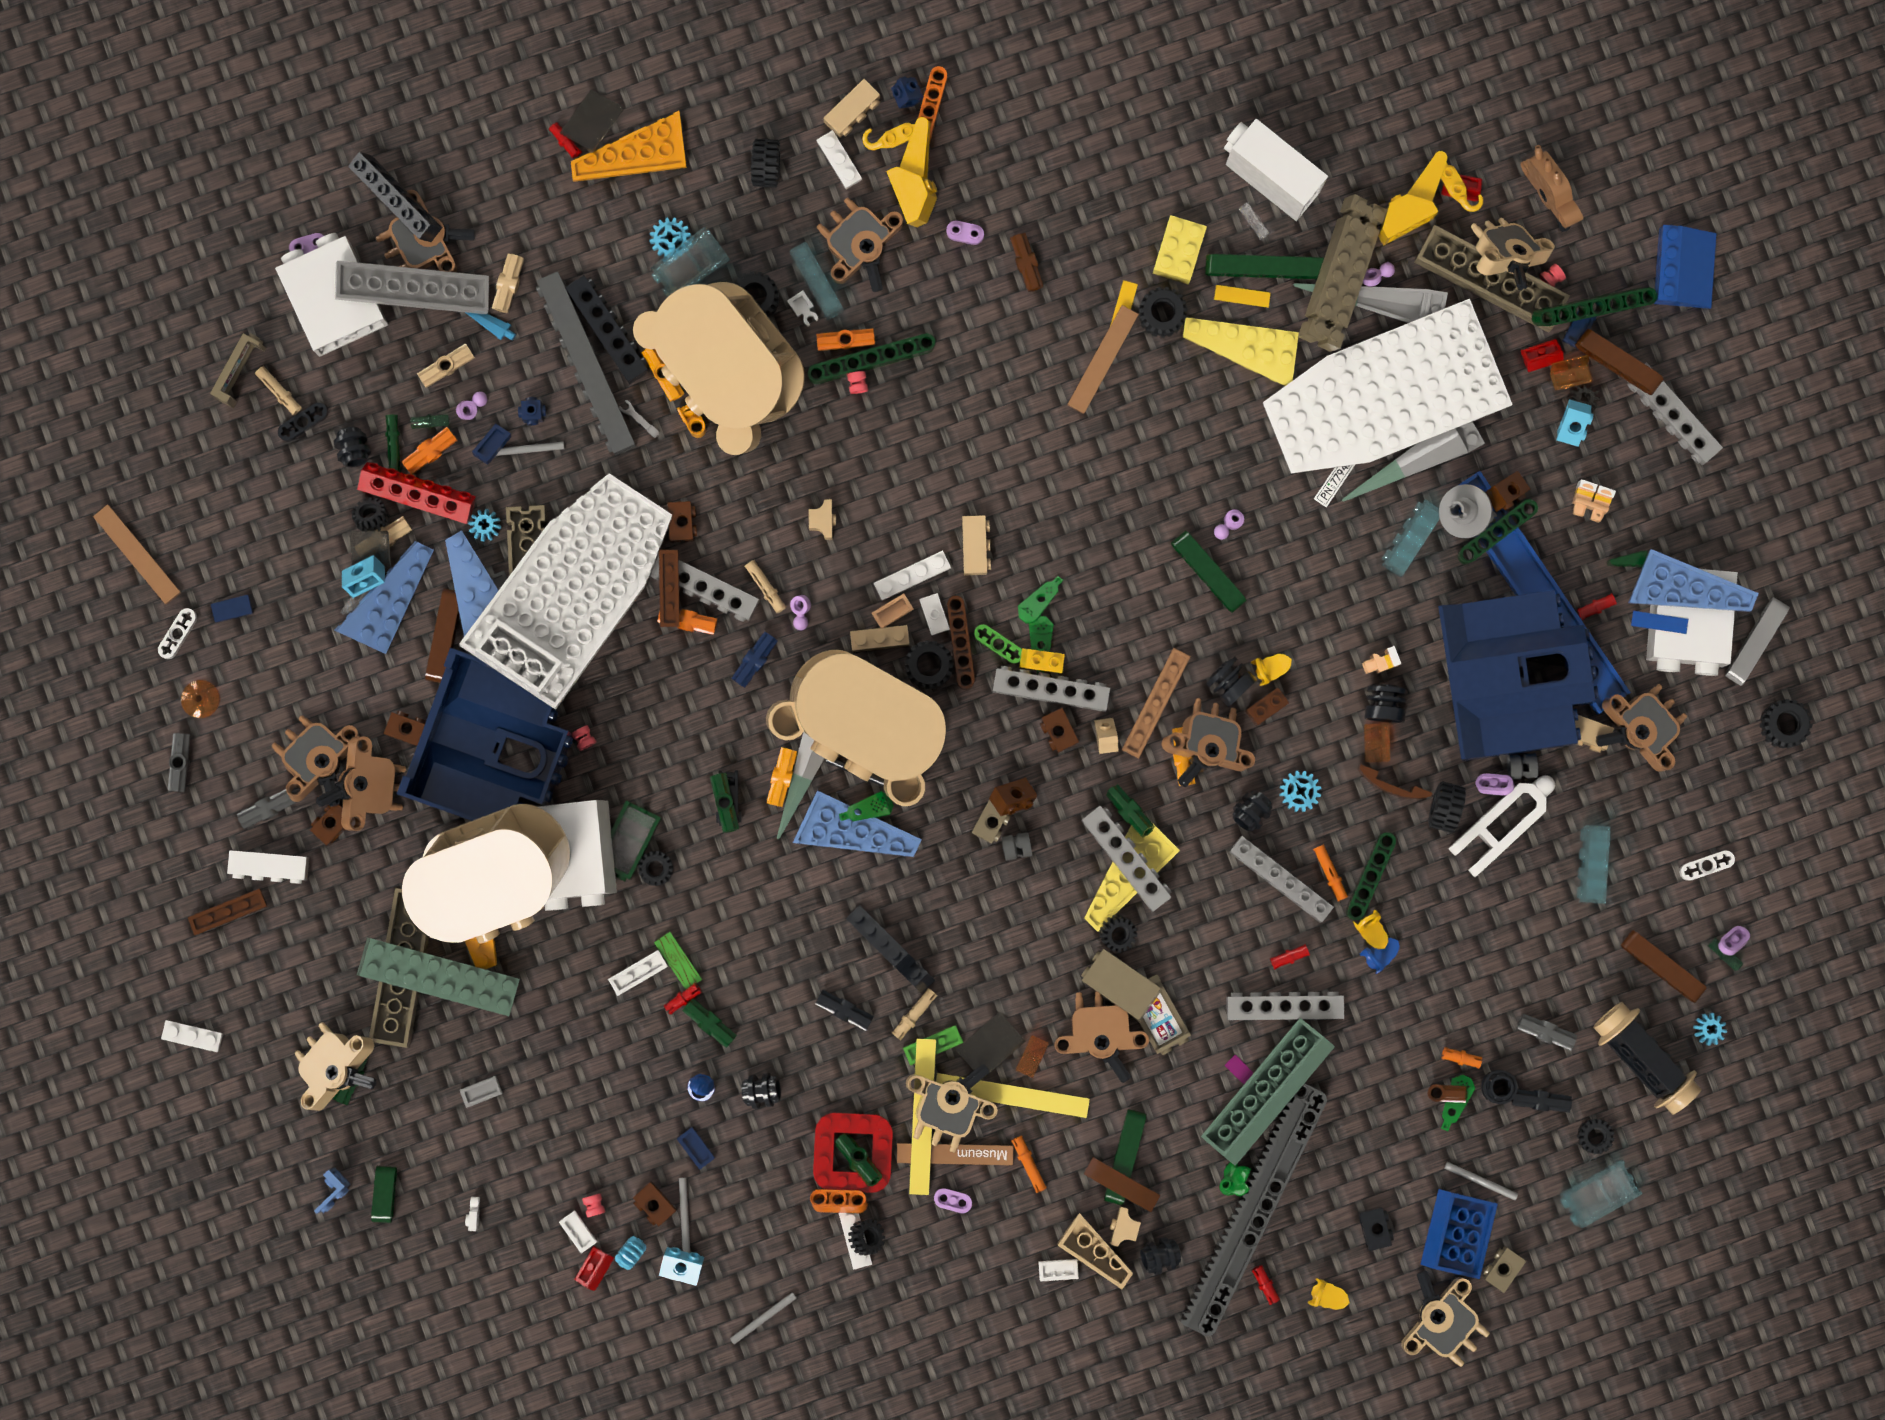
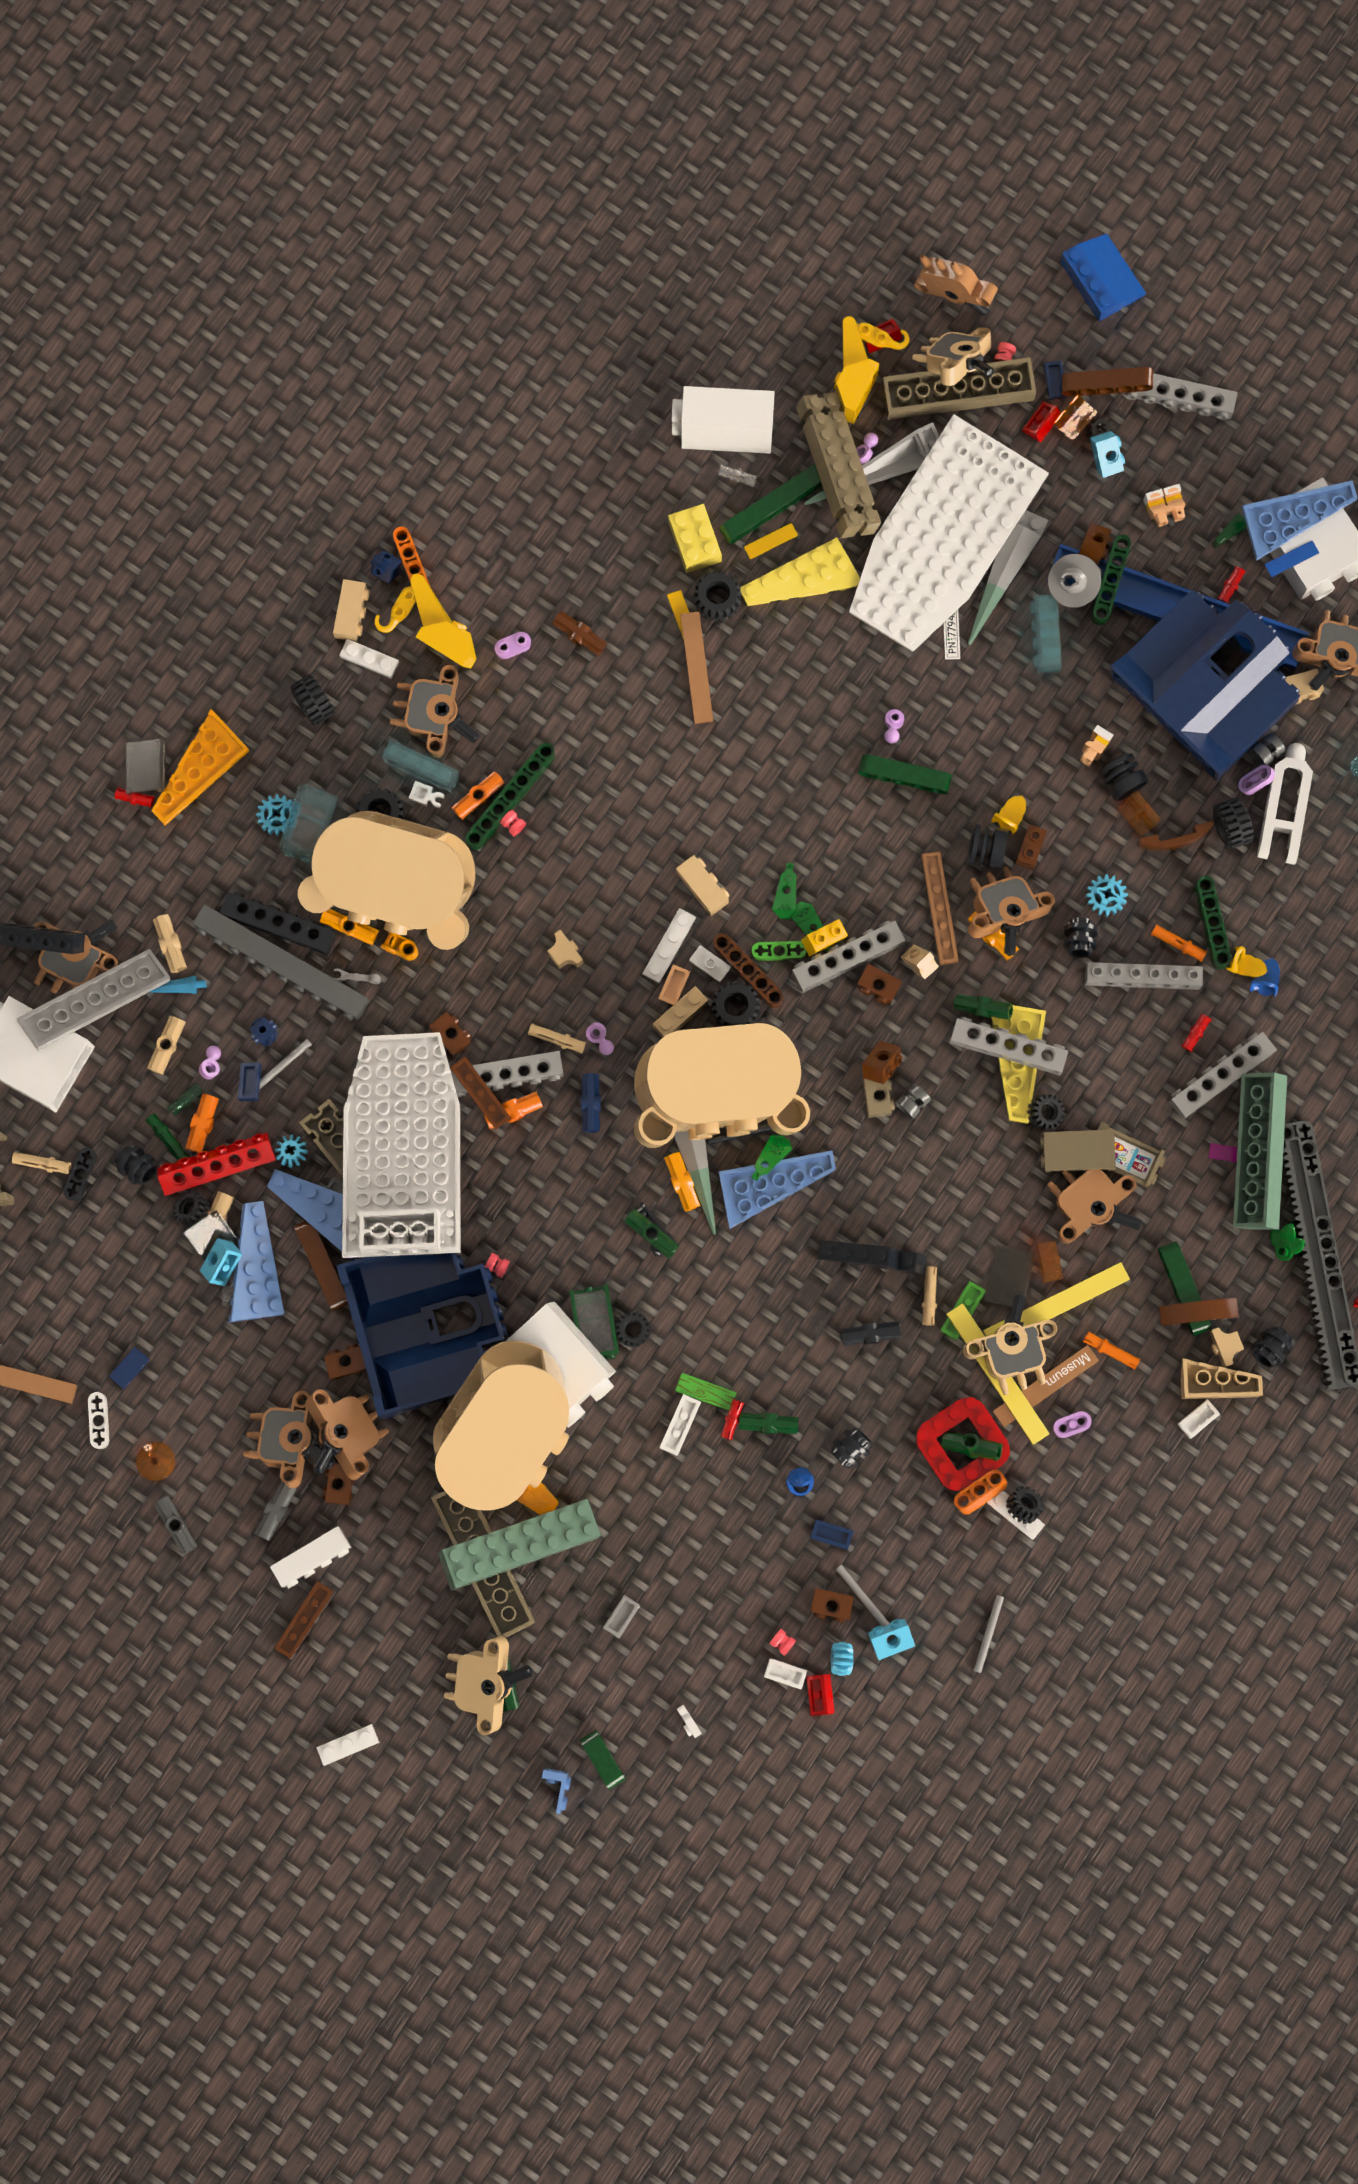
camera: 30 degrees left, 5 degrees down
(1586, 306) = (1056, 353): dark green beam -> none

